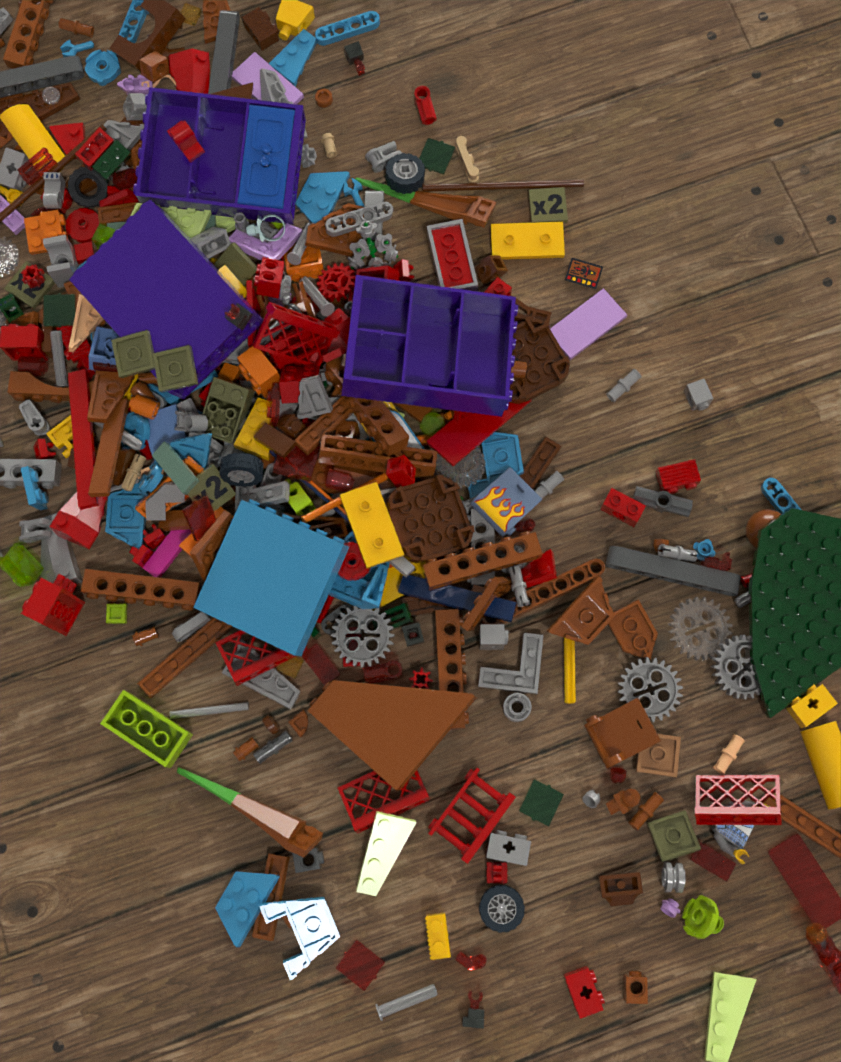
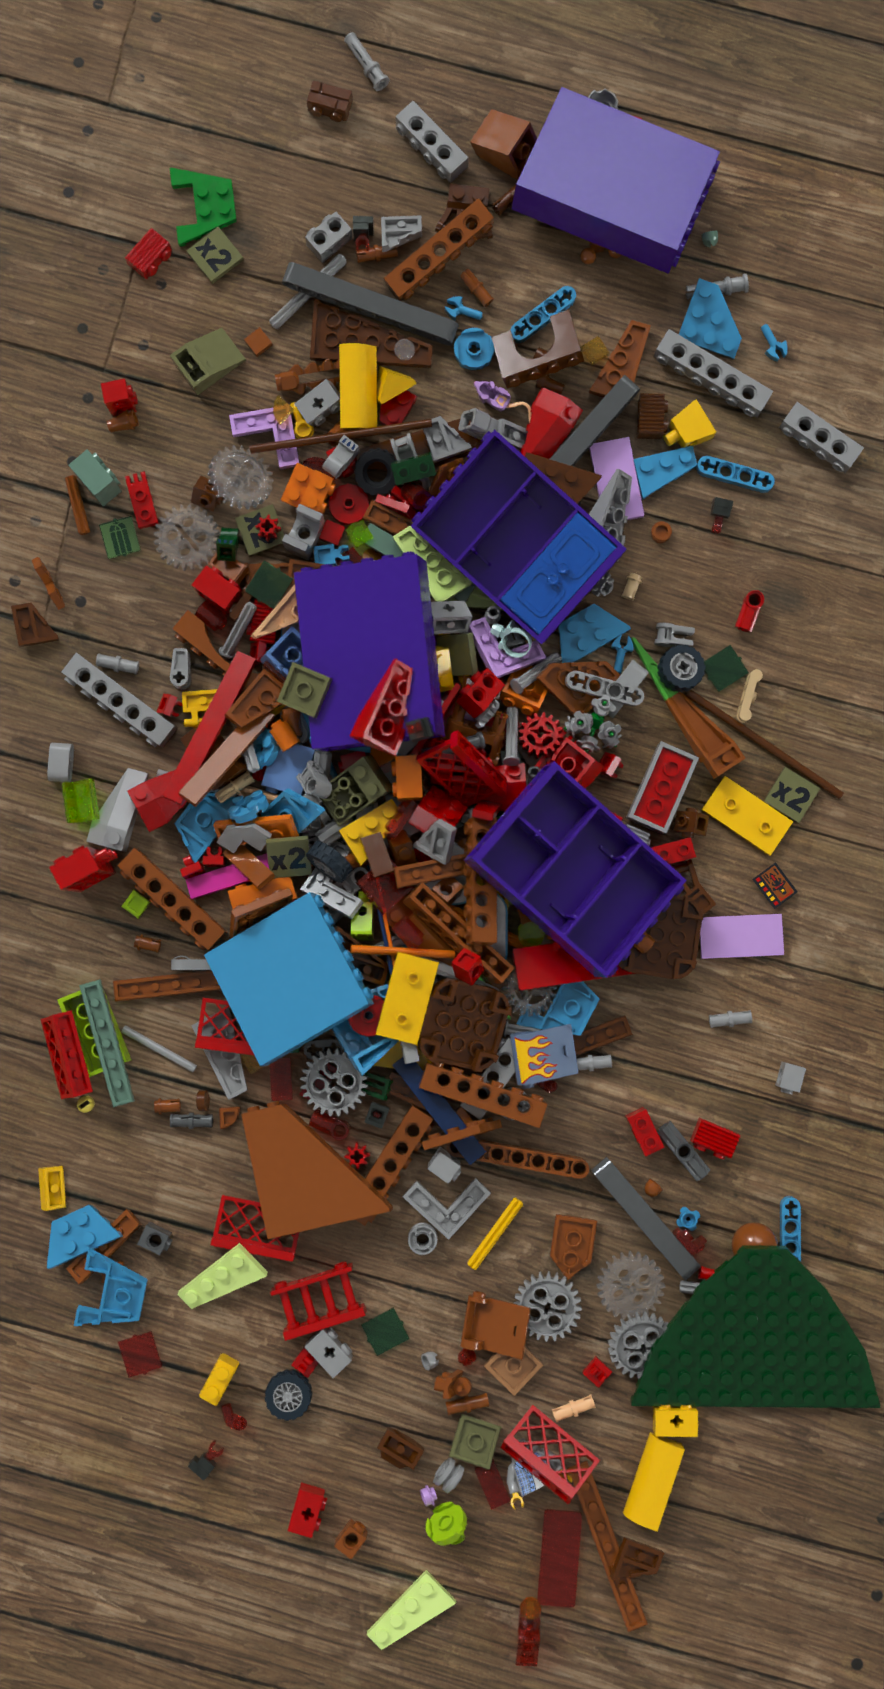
camera: 30 degrees right, 10 degrees up
(30, 530) = (108, 776): light grey piece -> none
(36, 497) = (135, 746): dark azure plate -> none
(40, 171) = (358, 420): clear red tile -> none
(56, 122) = (391, 384): none -> yellow slope
(94, 148) = (405, 448): red brick -> none
(144, 761) = (66, 1055): none -> red fence
(154, 66) = (520, 391): dark orange brick -> none
(162, 728) = (107, 1043): none -> sand green tile
(175, 368) = (330, 732): olive tile -> none
(175, 468) = (271, 819): sand green tile -> none
(183, 795) = (87, 1108): none -> light yellow hinge
(186, 140) = (491, 508): red tile -> none
(197, 881) = (52, 1188): none -> yellow slope
(199, 517) = (263, 881): clear red piece -> none
(205, 328) = (383, 714): none -> red wedge
(286, 829) = (151, 1194): dark orange plate -> none
(406, 1001) = (157, 1411): light grey axle -> none
(518, 586) = (499, 1138): light grey pin -> none
(540, 570) = (526, 1136): red wing -> none
(585, 616) = (538, 1204): dark orange wing -> none
(677, 553) = (661, 1207): light grey pin -> none
(725, 713) = (597, 1371): none -> red tile

